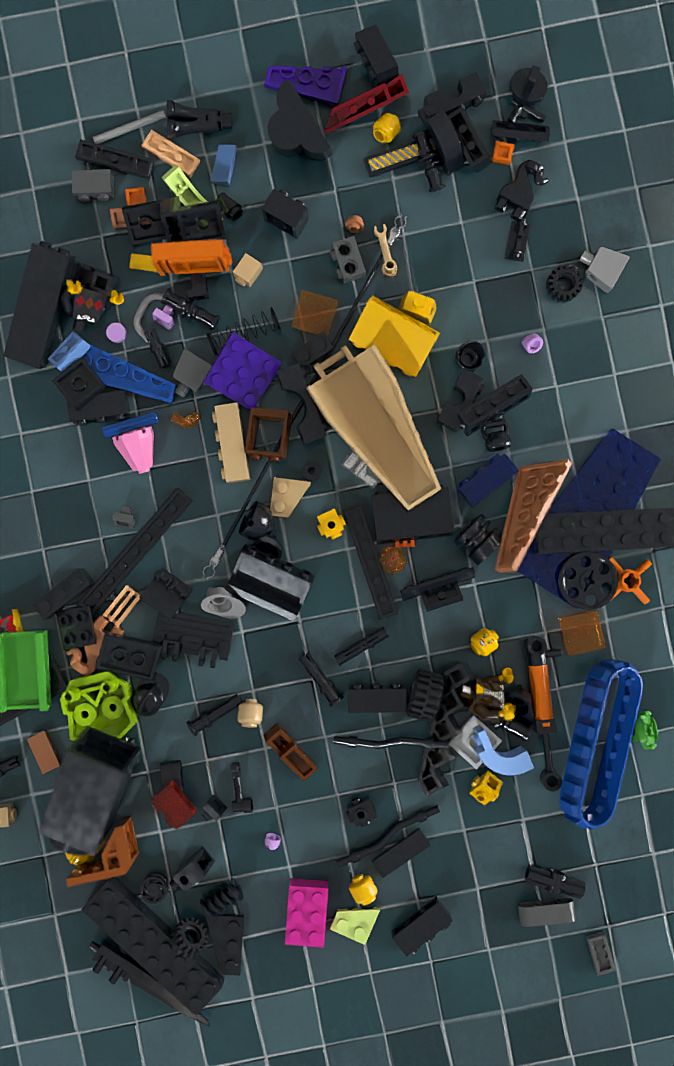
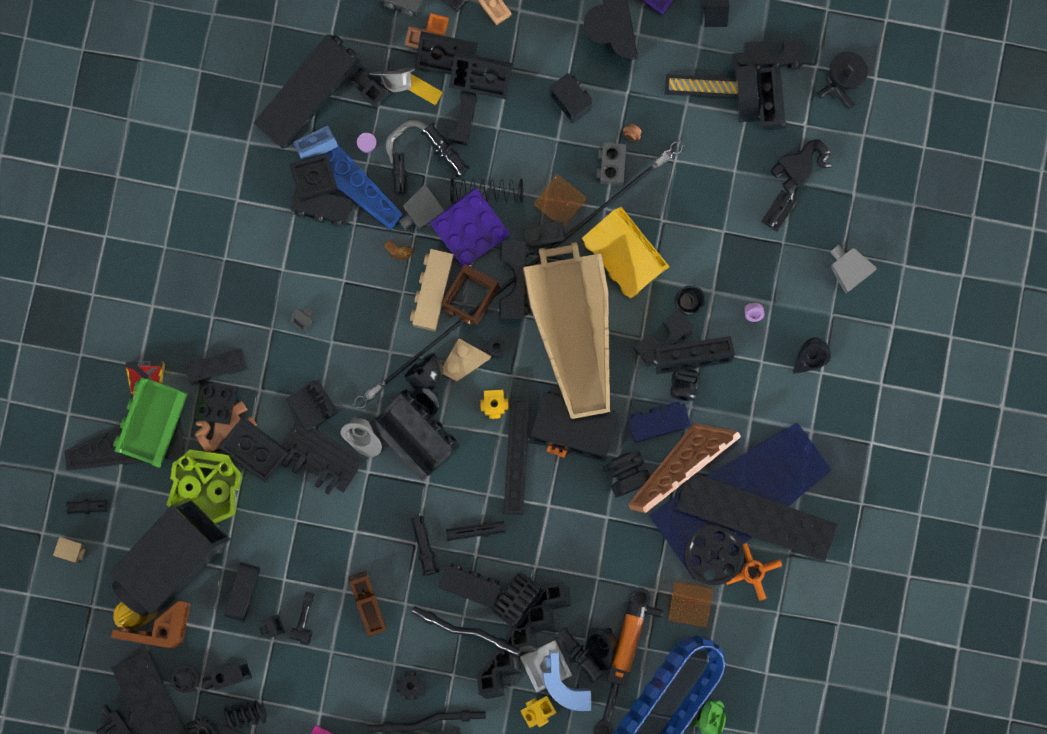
camera: 15 degrees right, 5 degrees down
(44, 752) = (134, 507): nougat tile -> none
(87, 304) = (351, 107): torso -> none
(117, 600) = (261, 394): light nougat tile -> none
(118, 264) = (396, 80): none -> light grey piece
(130, 424) = (344, 234): blue axle -> none
(135, 551) = (300, 353): black tile -> none
(136, 448) = (341, 258): bright pink cone -> none
(150, 695) = (256, 496): black piece -> none
(164, 317) = (417, 147): lavender tile -> none
(173, 805) = (238, 604): clear red brick -> none
(181, 187) = (486, 40): yellowish green arch -> none
(191, 257) = (466, 104): orange door -> none
(207, 718) = (302, 539): black pin -> none
(224, 164) = (532, 27): medium blue slope -> none
(231, 208) = (521, 69): black cone -> none
(247, 270) = (513, 135): tan brick -> none
(250, 713) = (344, 551): tan head -> none
(272, 841) = (314, 681): lavender hinge -> none
(360, 469) = (542, 364): clear slope -> none
(366, 103) = (687, 26): dark red wedge -> none
(386, 128) = (699, 55): yellow head -> none
(387, 272) = (650, 172): tan brick -> none
(393, 560) = (538, 461): clear orange head -> none
(418, 307) = (659, 235): yellow torso -> none
(428, 161) = (725, 103): black piece -> none
(439, 591) = (571, 508): black bracket -> none
(484, 642) = (593, 574): yellow head -> none
(487, 697) = (574, 625): dark brown torso -> none
(502, 152) = (799, 122): orange tile -> none
(520, 131) = (823, 109): black plate -> none
(572, 275) = (813, 258): black tyre -> none
(602, 361) = (812, 355): none -> black piece

